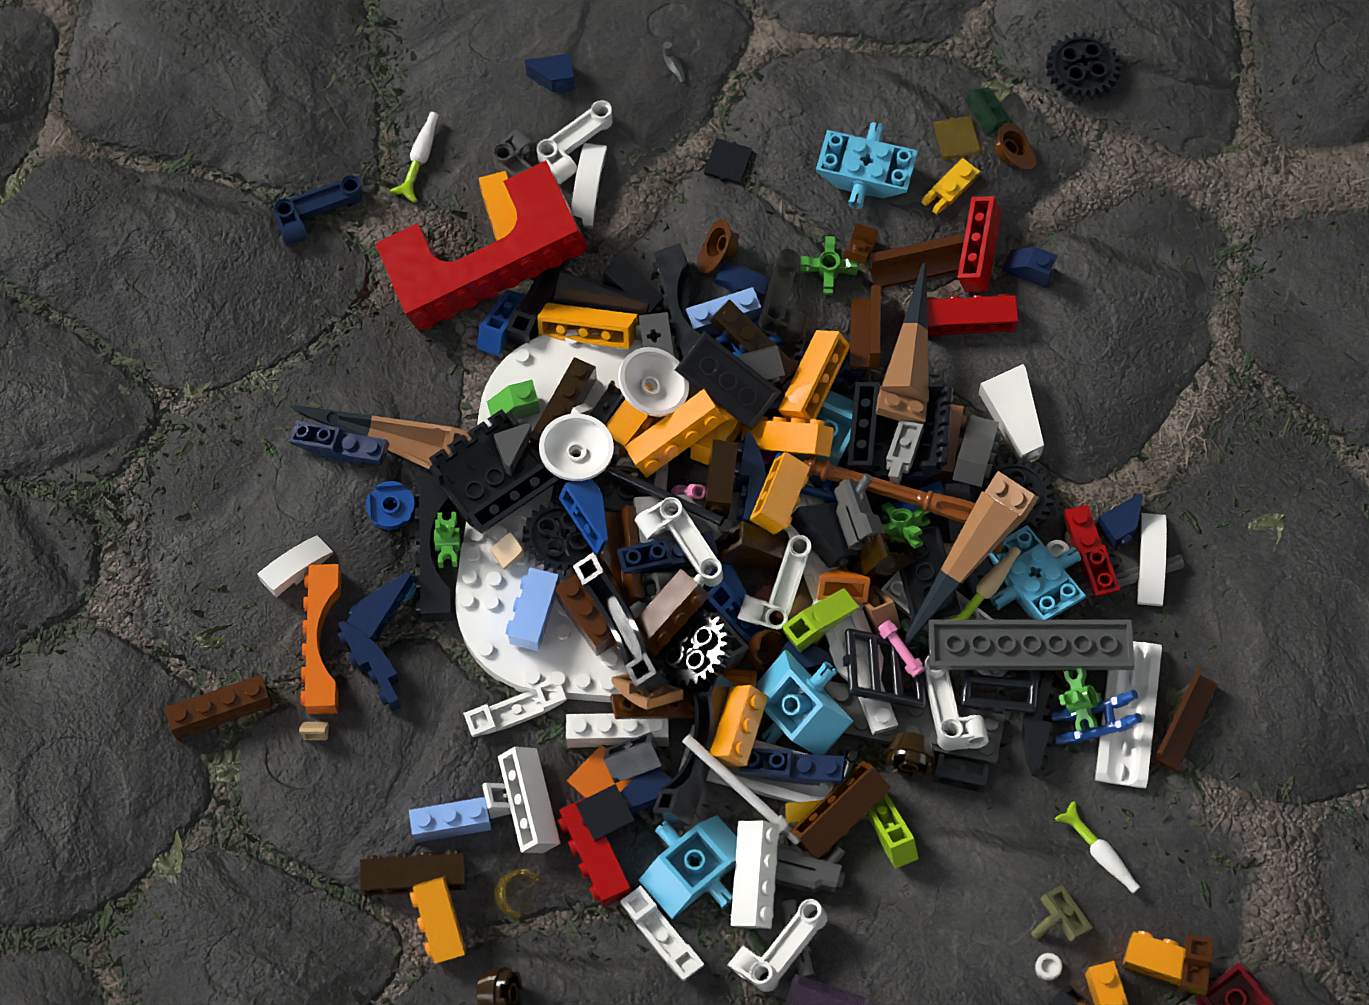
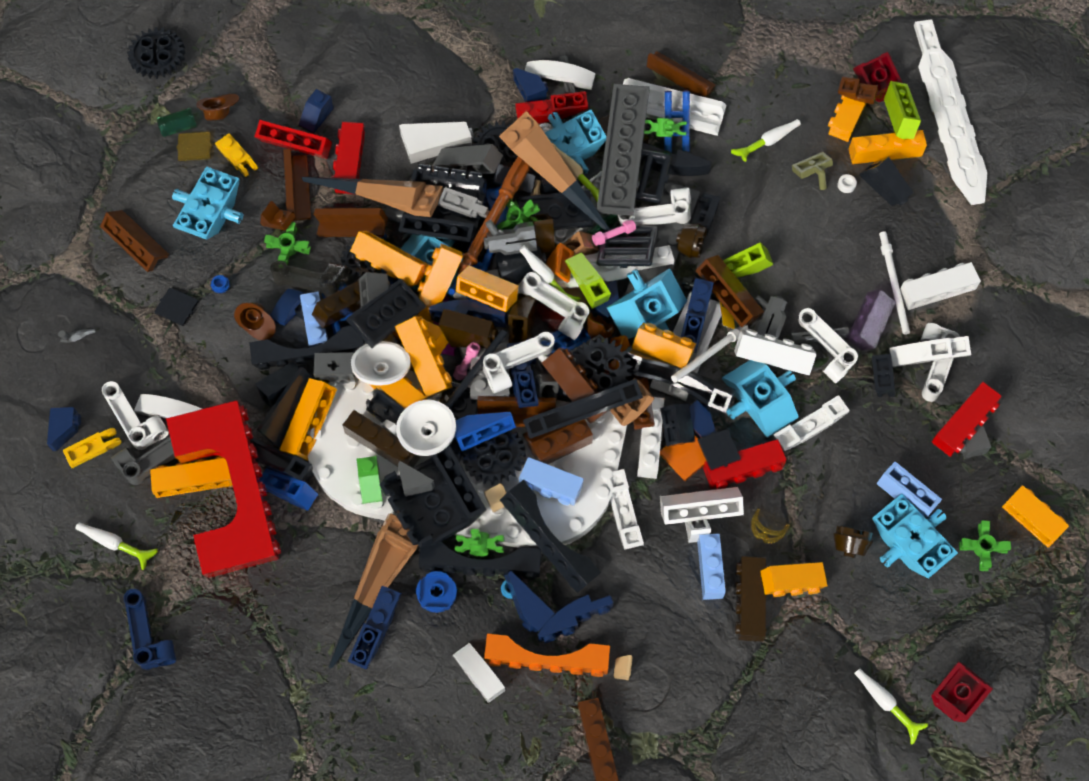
camera: 85 degrees left, 0 degrees up
(429, 656) = (574, 567): none -> black arch
(531, 107) = (90, 447): none -> yellow hinge
(764, 201) = (220, 284): none -> blue plate
(811, 96) = (133, 239): none -> reddish brown panel
(816, 564) = (543, 270): none -> white piece

